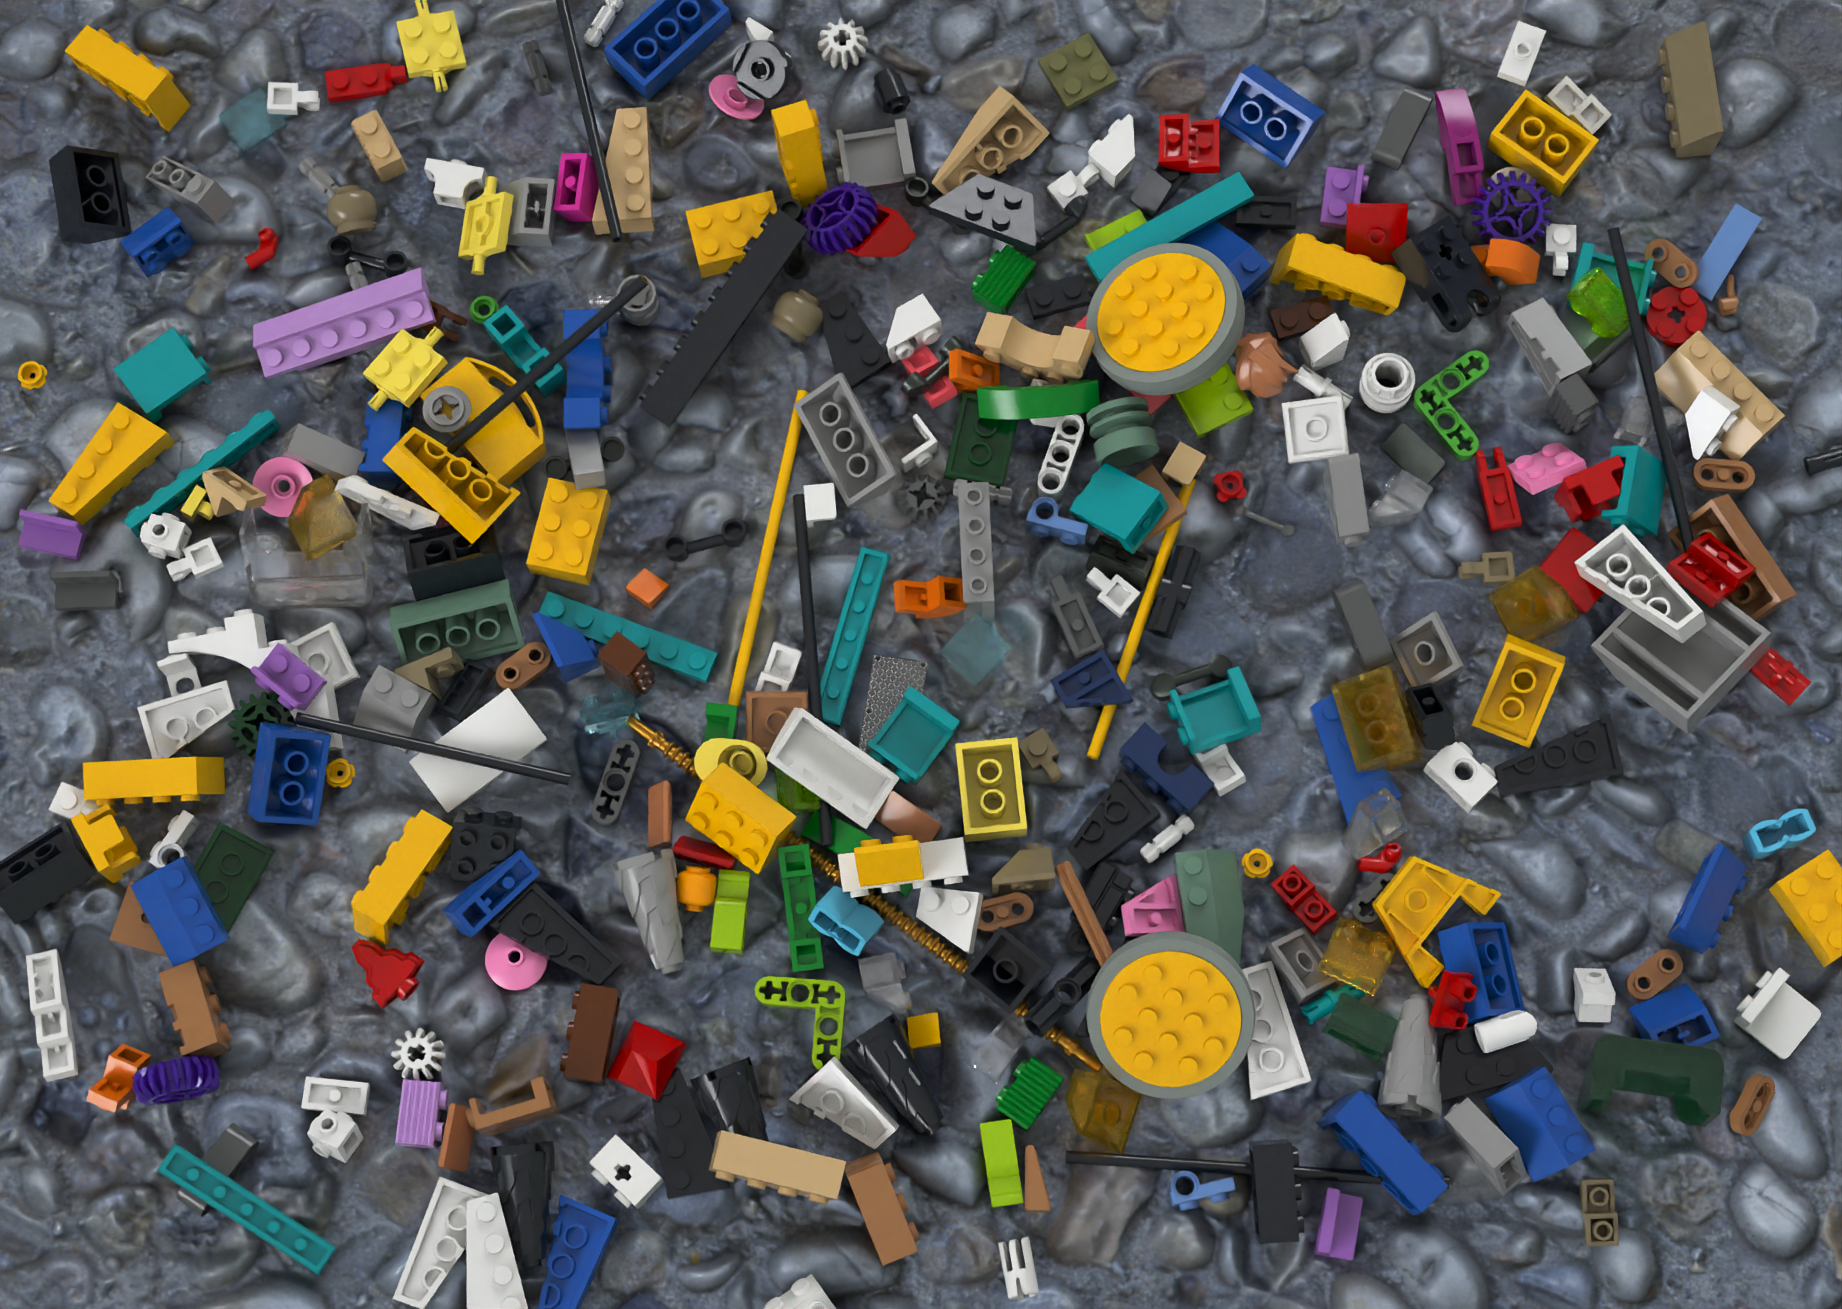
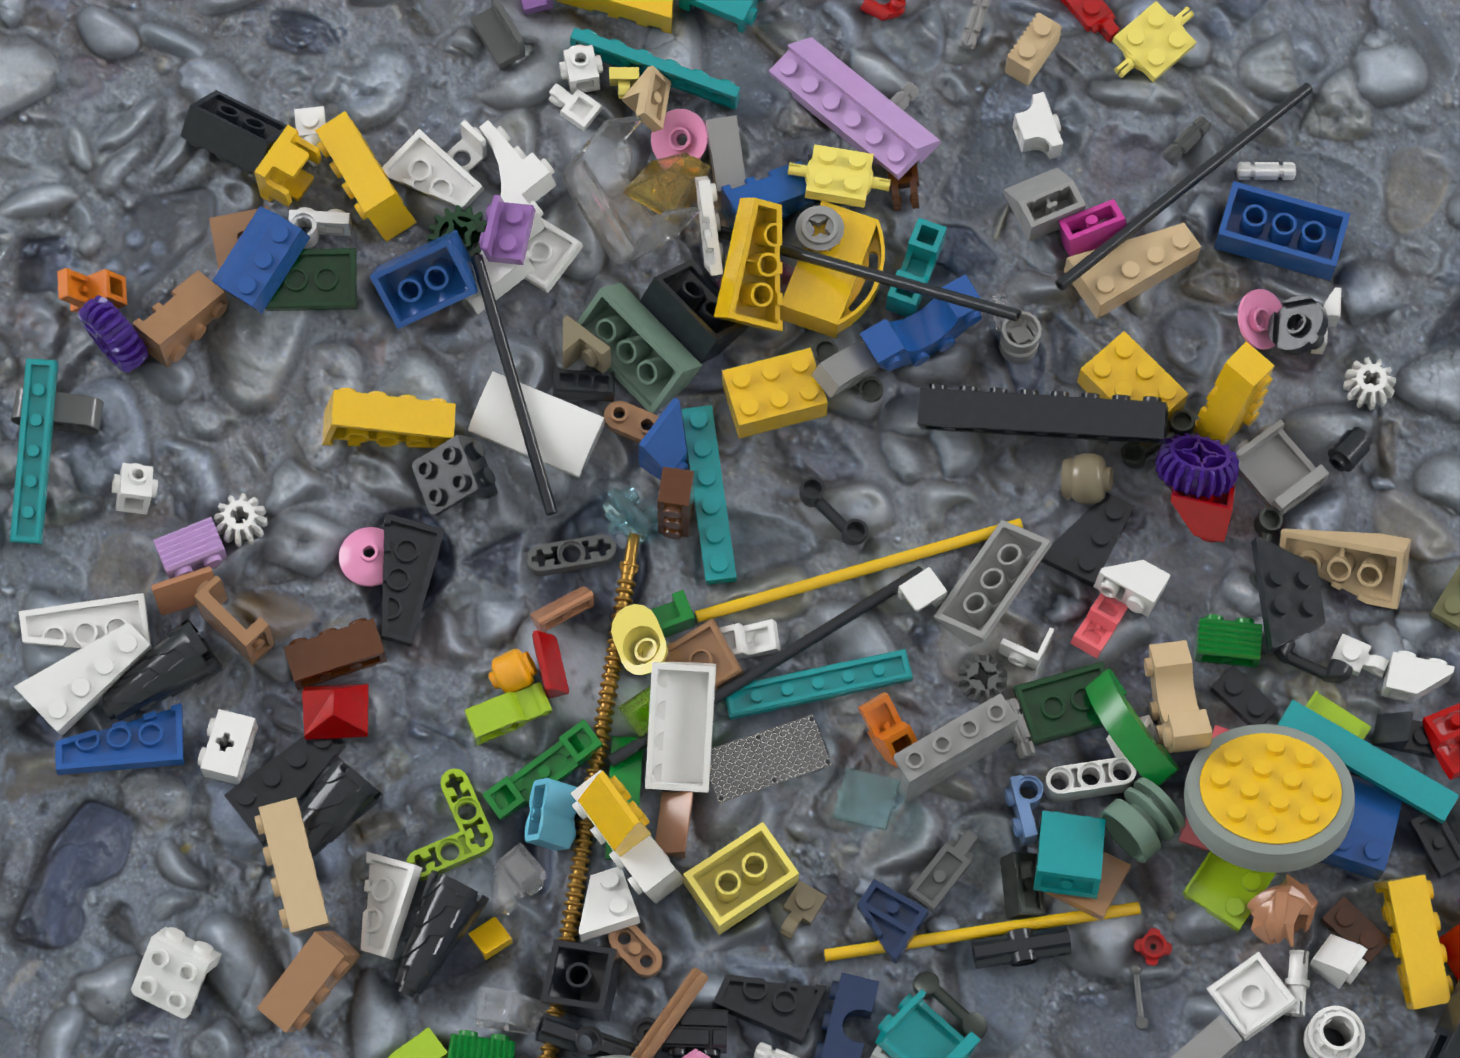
camera: 55 degrees right, 5 degrees down
(51, 1015) = (120, 209): white slope -> none
(335, 1095) = (170, 472): white plate -> none
(340, 765) = (450, 316): yellow plate -> none
(341, 253) = (919, 73): black bar -> none
(352, 211) = (959, 58): dark tan piece -> none
(388, 971) = (301, 456): red rock -> none
(394, 705) = (535, 333): light grey slope -> none
(480, 303) = (940, 209): bright green plate -> none
(485, 225) = (1012, 174): light yellow plate -> none
(490, 894) = (413, 502): blue slope -> none
(646, 588) = (762, 487): orange slope -> none
(652, 900) = (480, 637): light grey cone -> none
(740, 818) = (592, 672): yellow brick -> none
(913, 737) = (752, 786): teal panel -> none
(917, 385) = (1081, 614): pearl dark grey bar -> none
(972, 371) = (1124, 658): orange slope -> none
(1026, 872) = (681, 947): dark tan slope -> none
(1115, 593) = (988, 894): white plate -> none
(1184, 464) = (1145, 892): tan panel -> none

